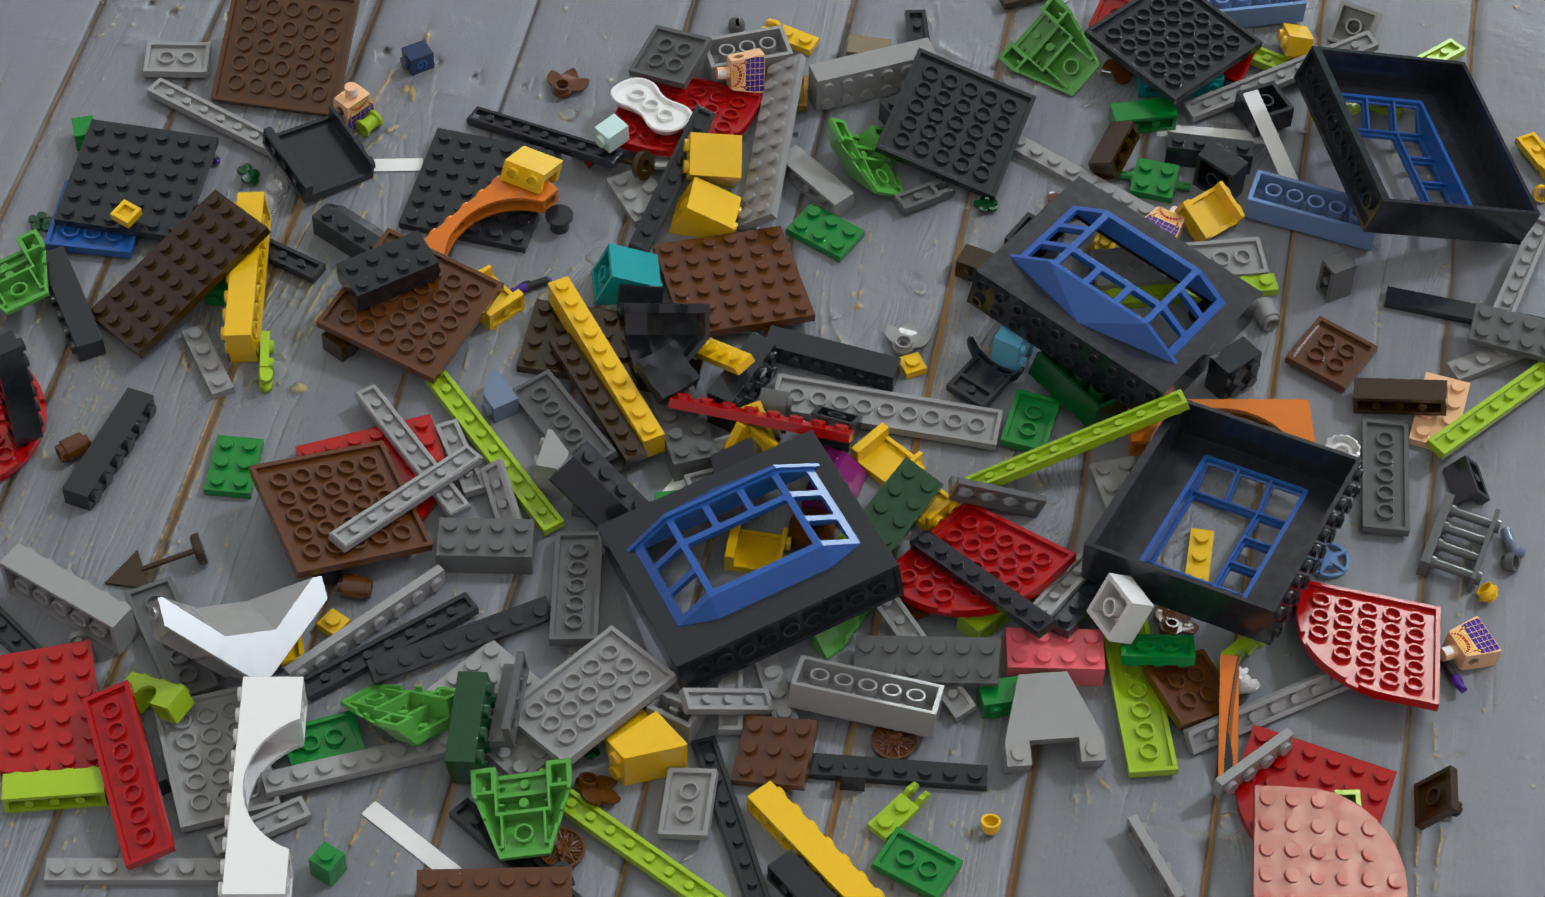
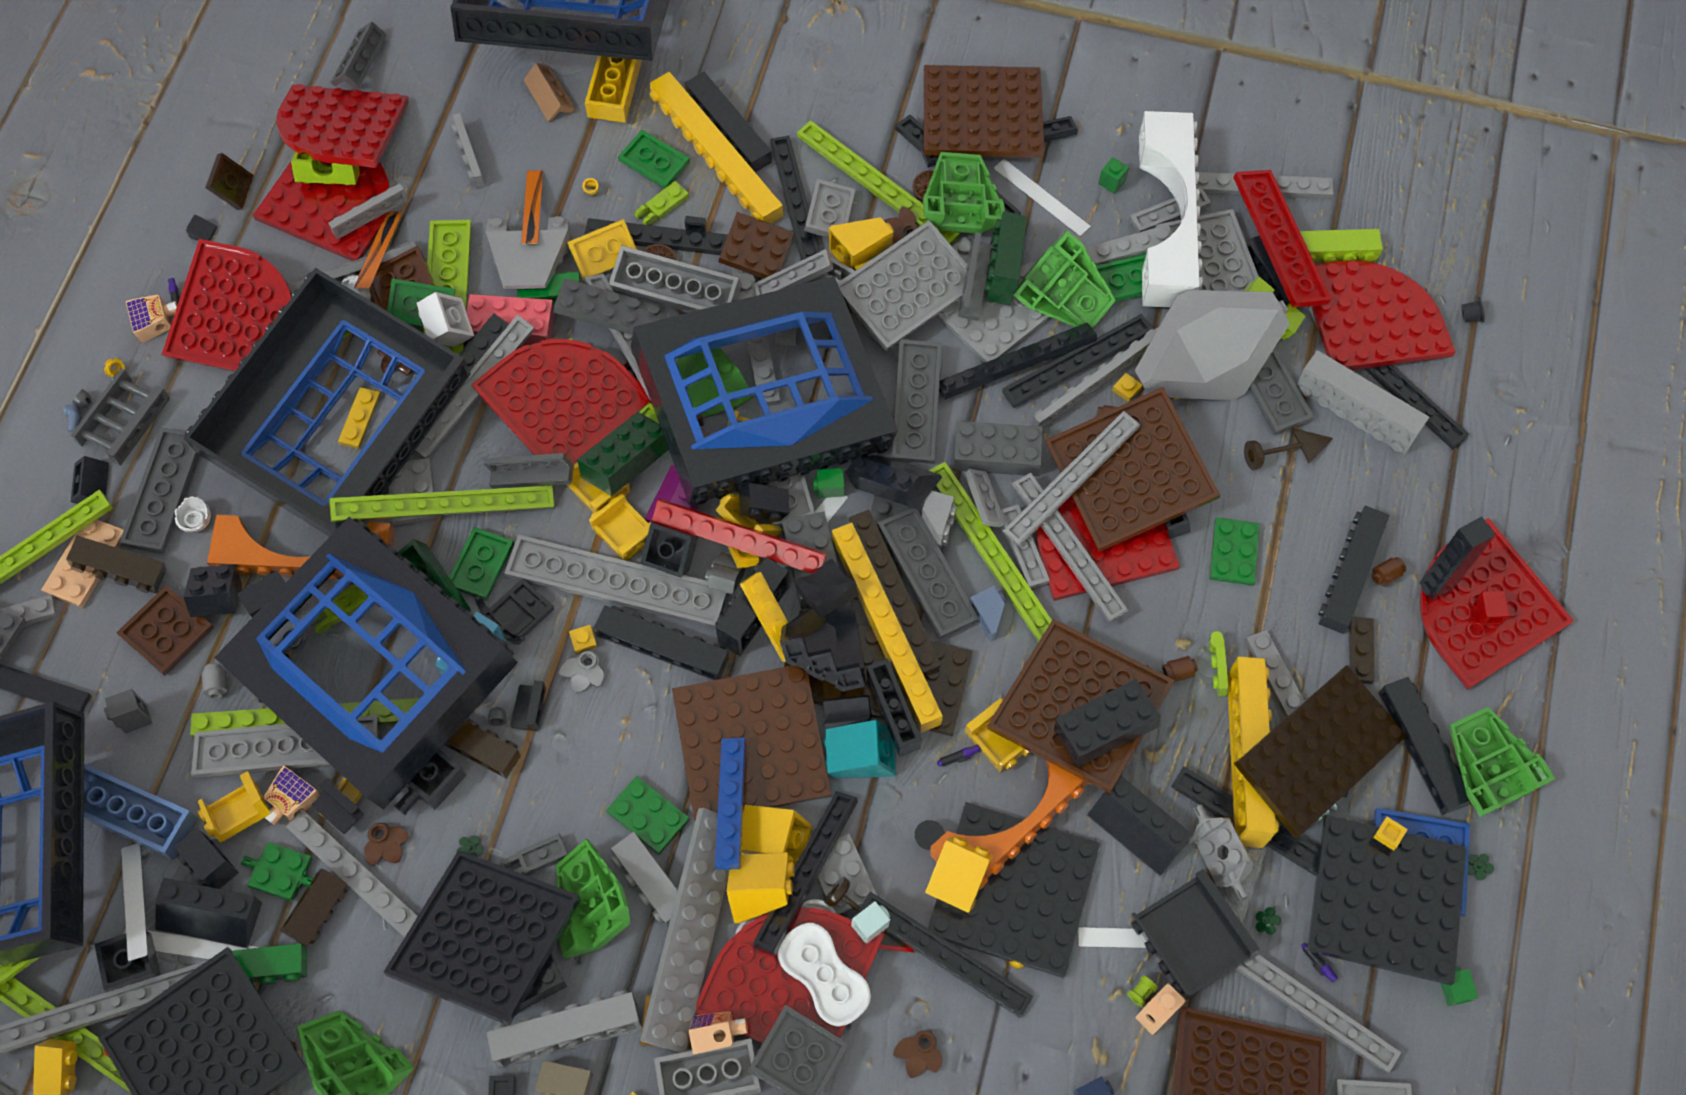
camera: 175 degrees left, 15 degrees up
(115, 382) = (1362, 648): none -> dark brown plate
(283, 207) = (1211, 837): none -> light grey plate
(306, 356) = (1180, 668): none -> reddish brown brick
(596, 295) = (893, 707): none -> black brick
(746, 214) = (730, 804): none -> blue plate
(954, 308) = (528, 706): none -> black panel
(959, 741) = (599, 249): none -> yellow tile
(983, 584) = (560, 364): black plate -> none
(1056, 783) = (532, 207): none -> orange sticker
(1293, 375) = (212, 590): none -> black brick
(1452, 754) = (200, 228): none -> black slope

